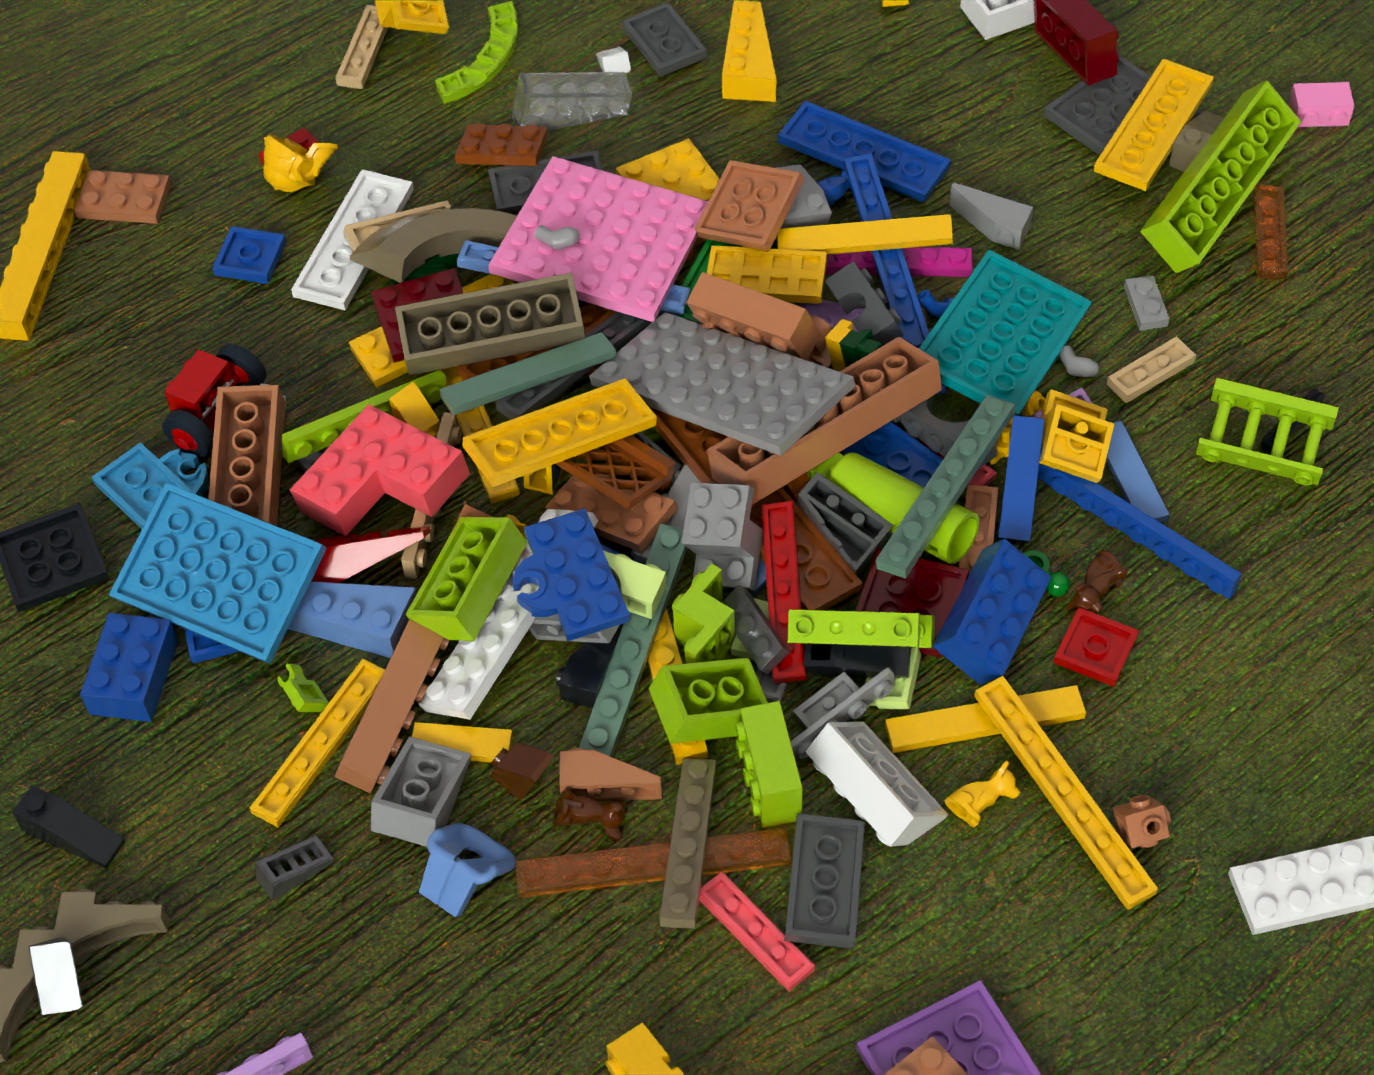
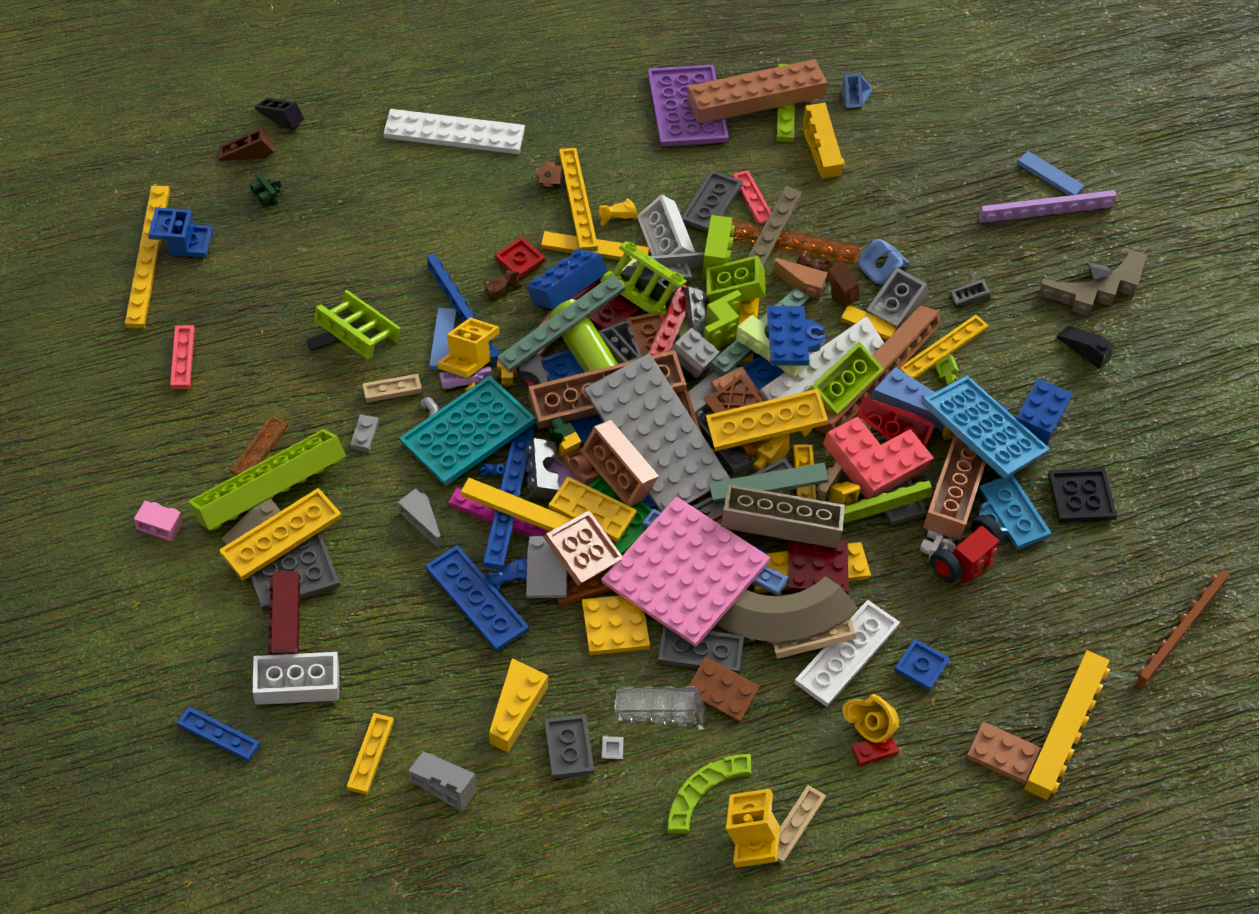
camera: 165 degrees left, 0 degrees up
(559, 238) = (721, 555): light grey arm -> none
(1021, 478) = (511, 335): blue slope -> none
(1059, 582) = (528, 304): green plate -> none

